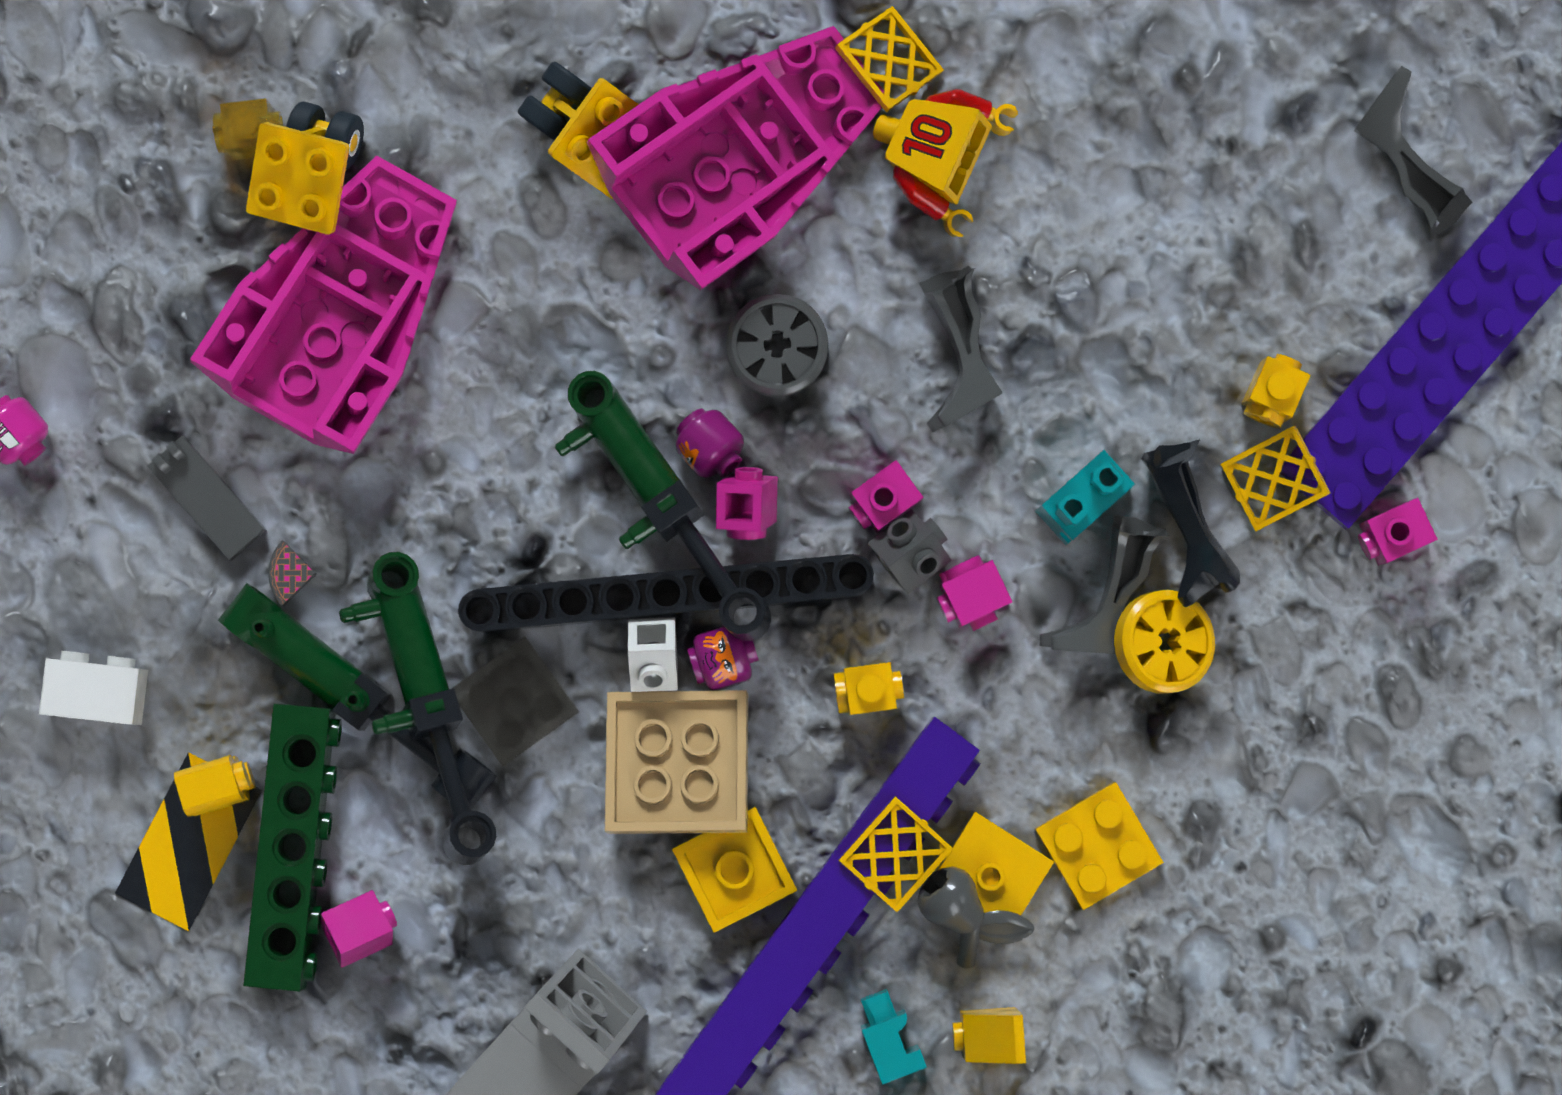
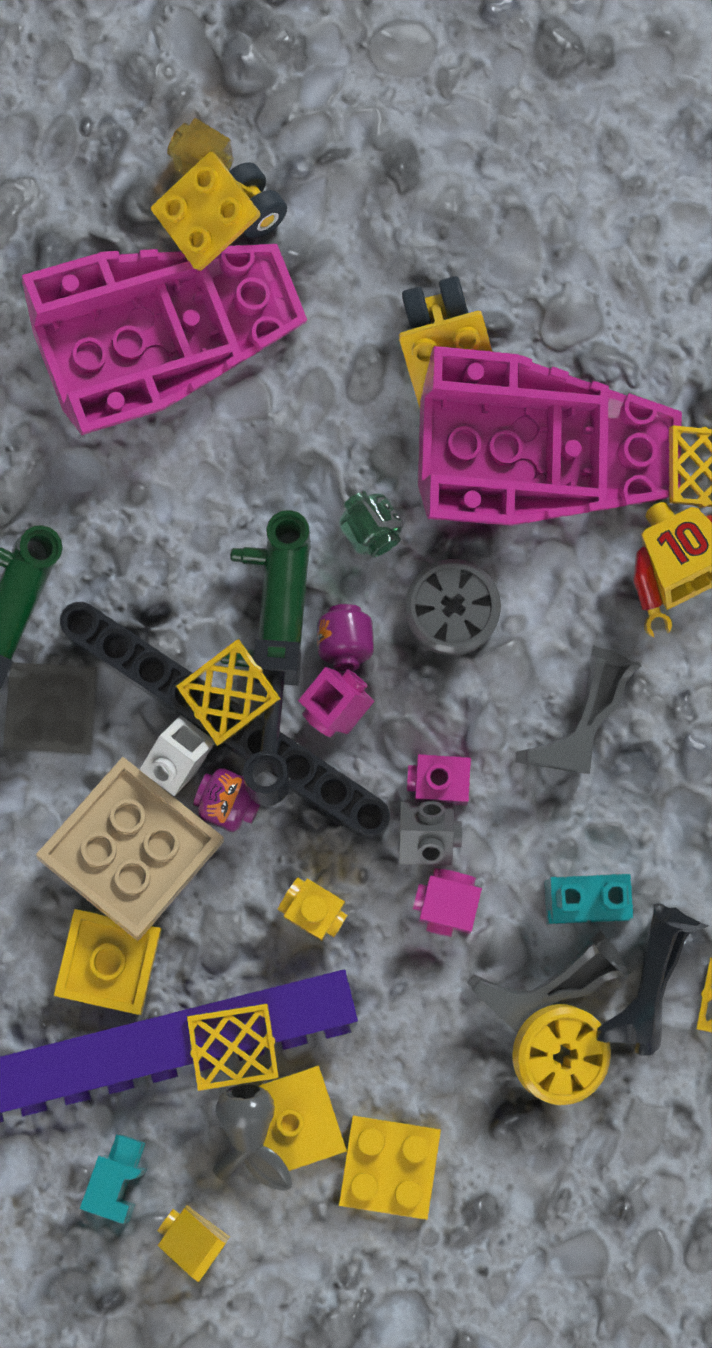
camera: 40 degrees right, 5 degrees down
(645, 603) = (202, 712): none -> yellow window
(653, 331) = (371, 524): none -> clear green head

